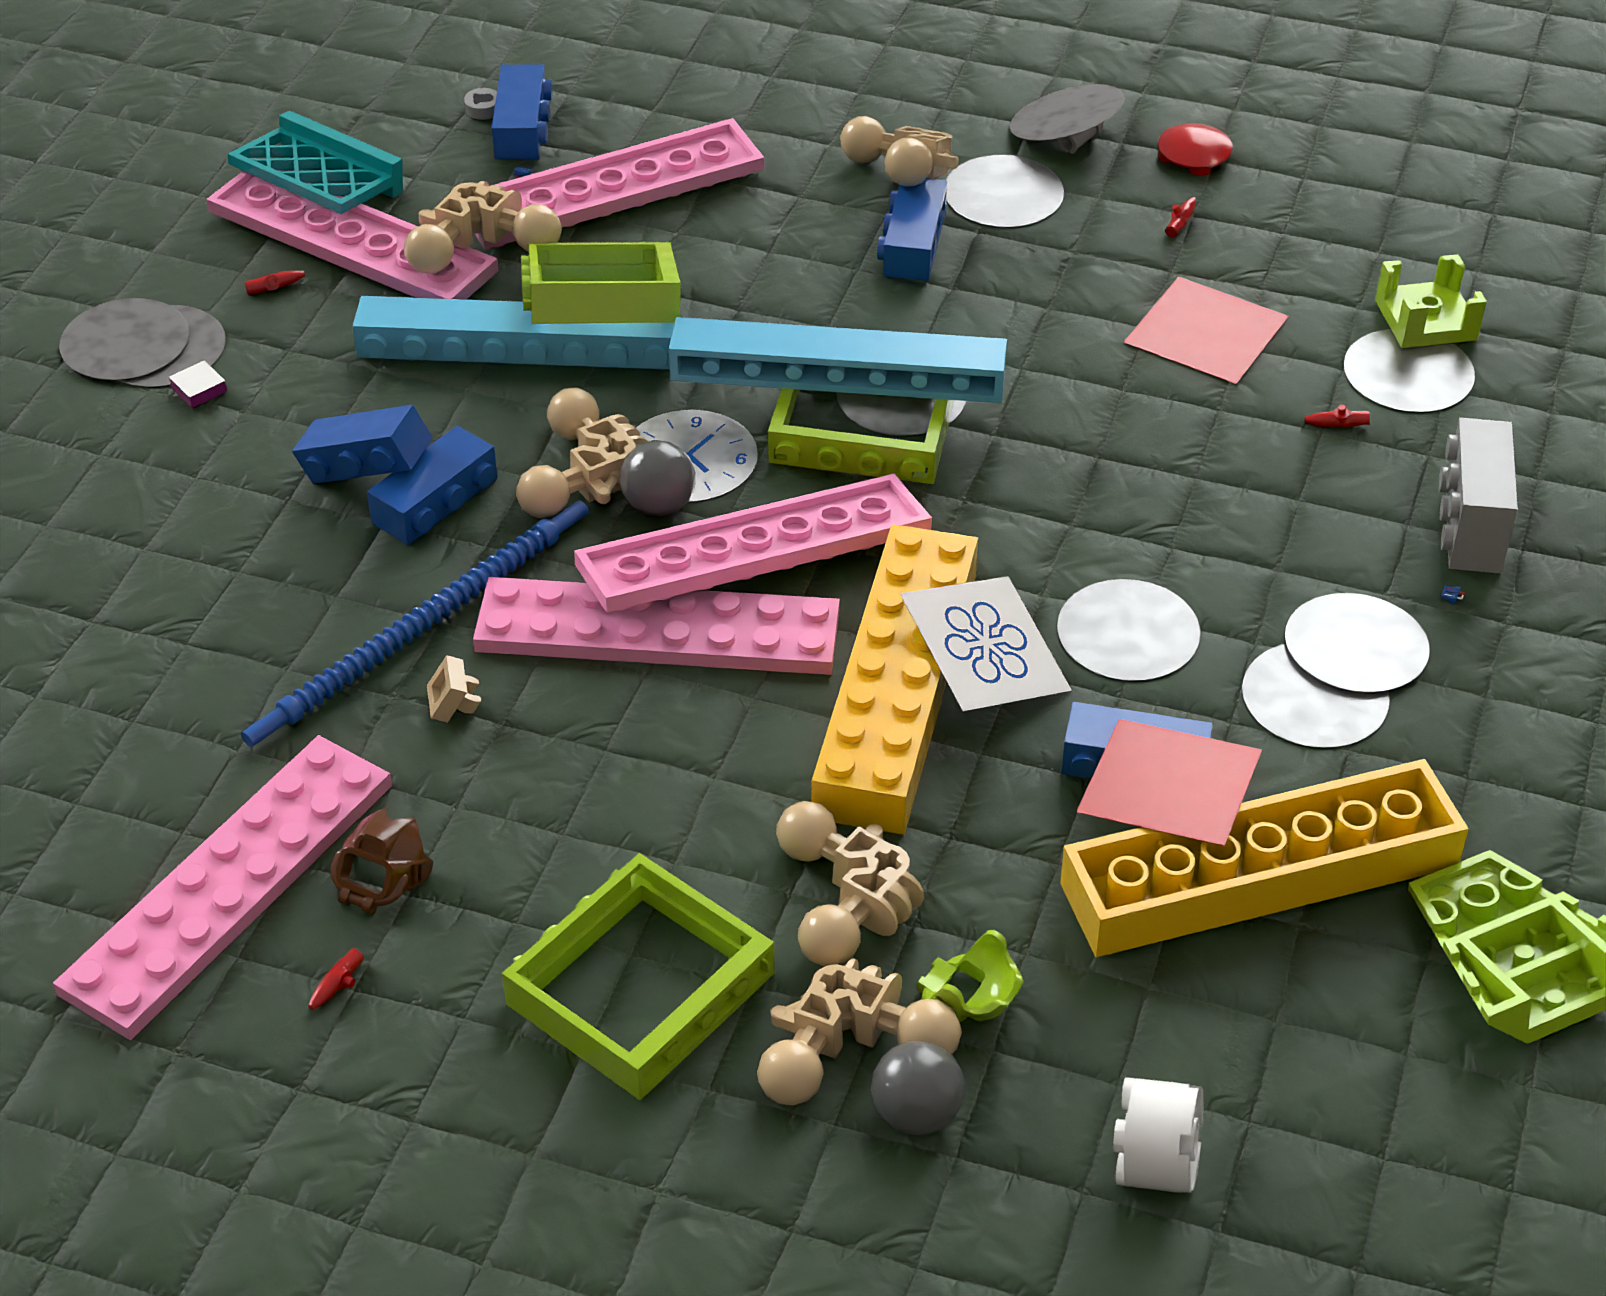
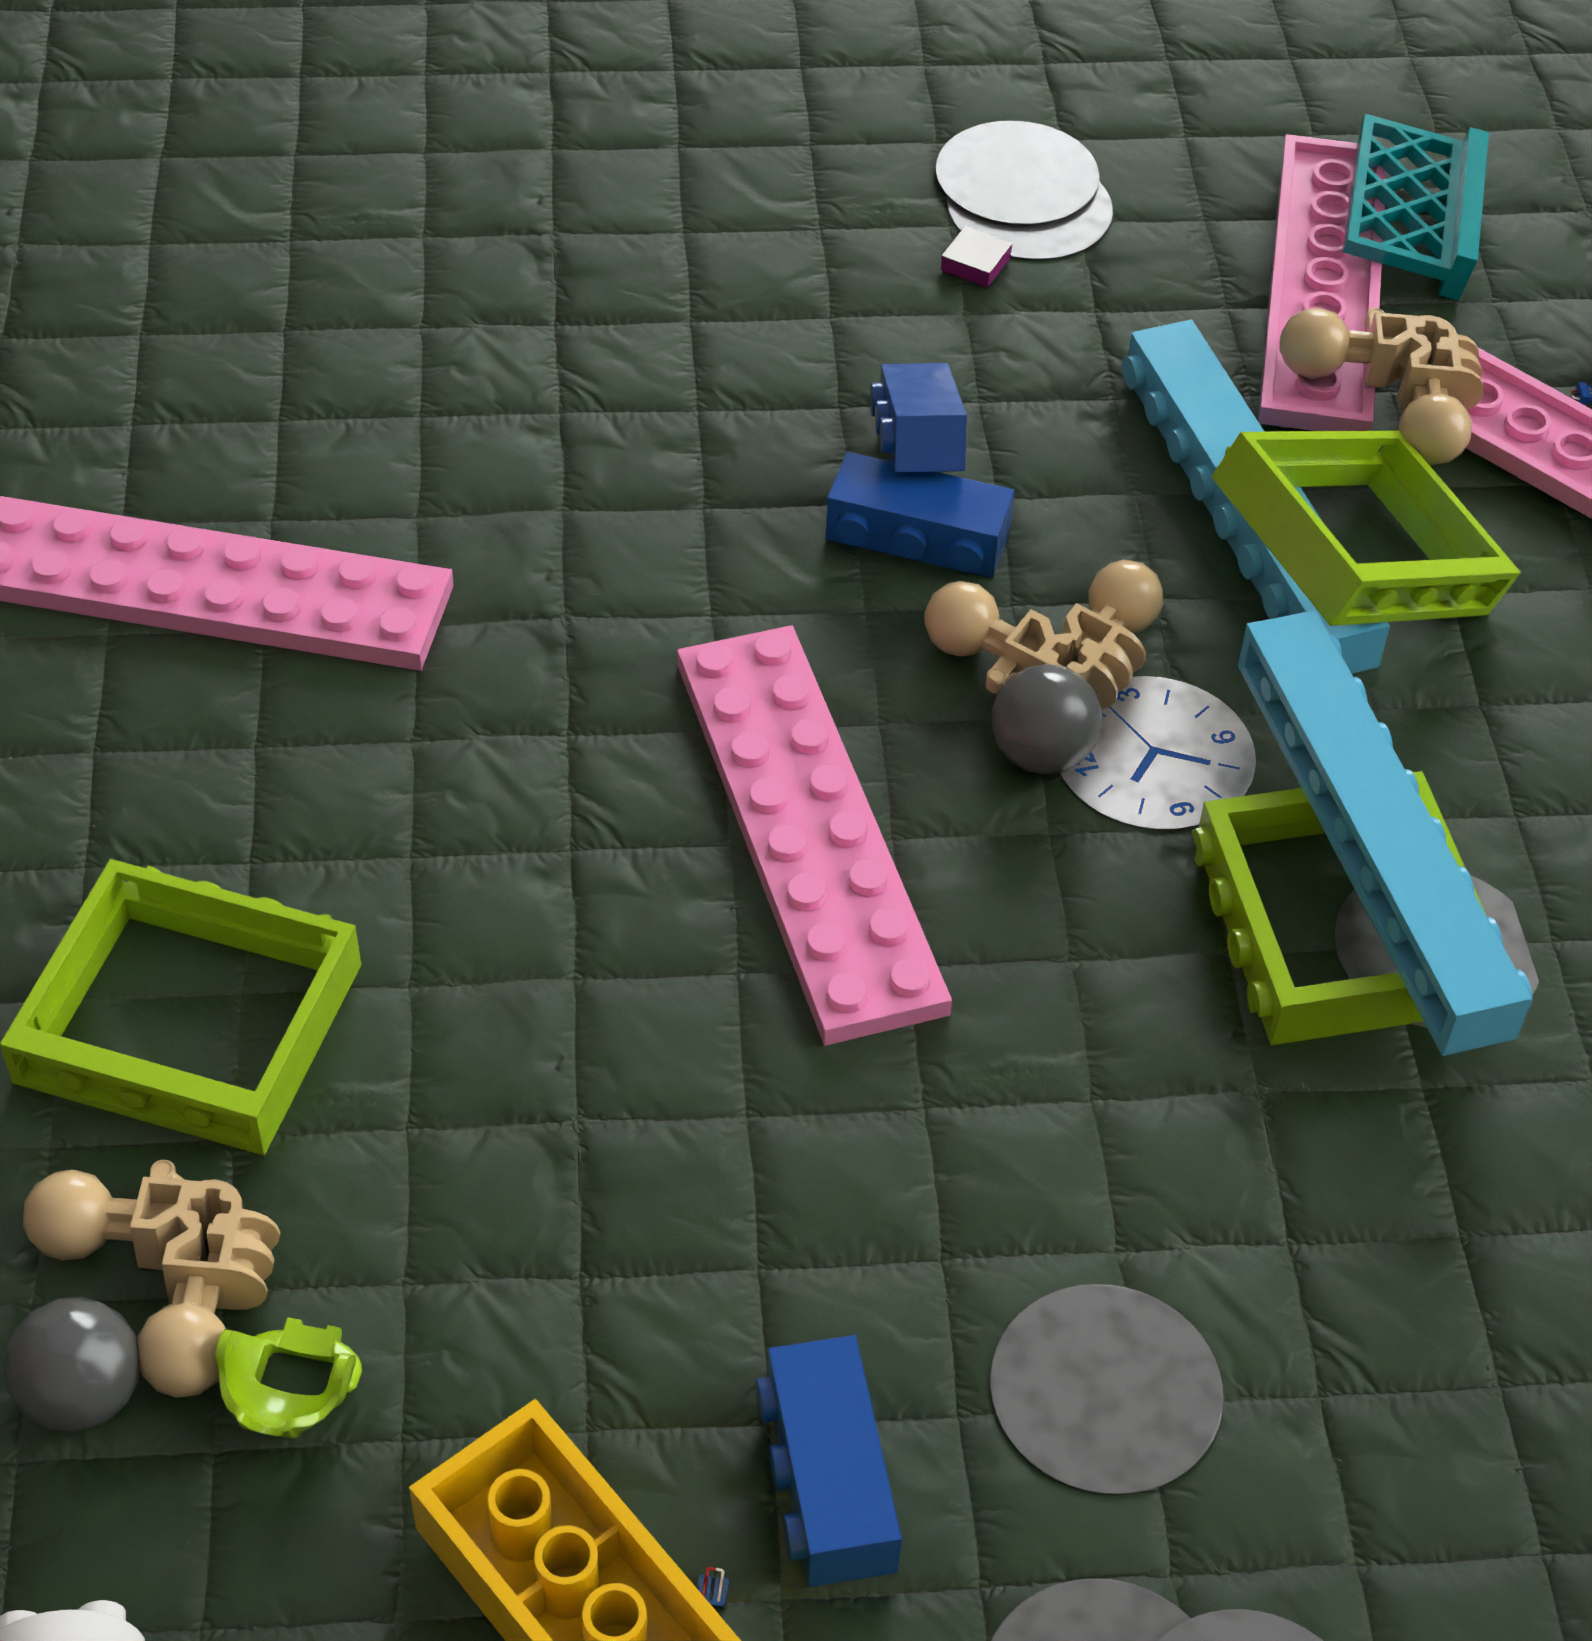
camera: 65 degrees right, 5 degrees up
(273, 281) = (1198, 249): red helmet -> none
(291, 708) = (903, 652): blue hose -> none
(337, 978) = (96, 728): red helmet -> none
(388, 843) = (273, 693): reddish brown helmet -> none
(451, 690) = (578, 655): tan tile -> none
(747, 542) = (997, 869): bright pink plate -> none
(871, 880) = (317, 1182): tan piece -> none
(889, 687) = (830, 1109): yellow brick -> none
(985, 643) = (922, 1190): white sticker -> none
(1170, 781) = (730, 1509): sticker -> none

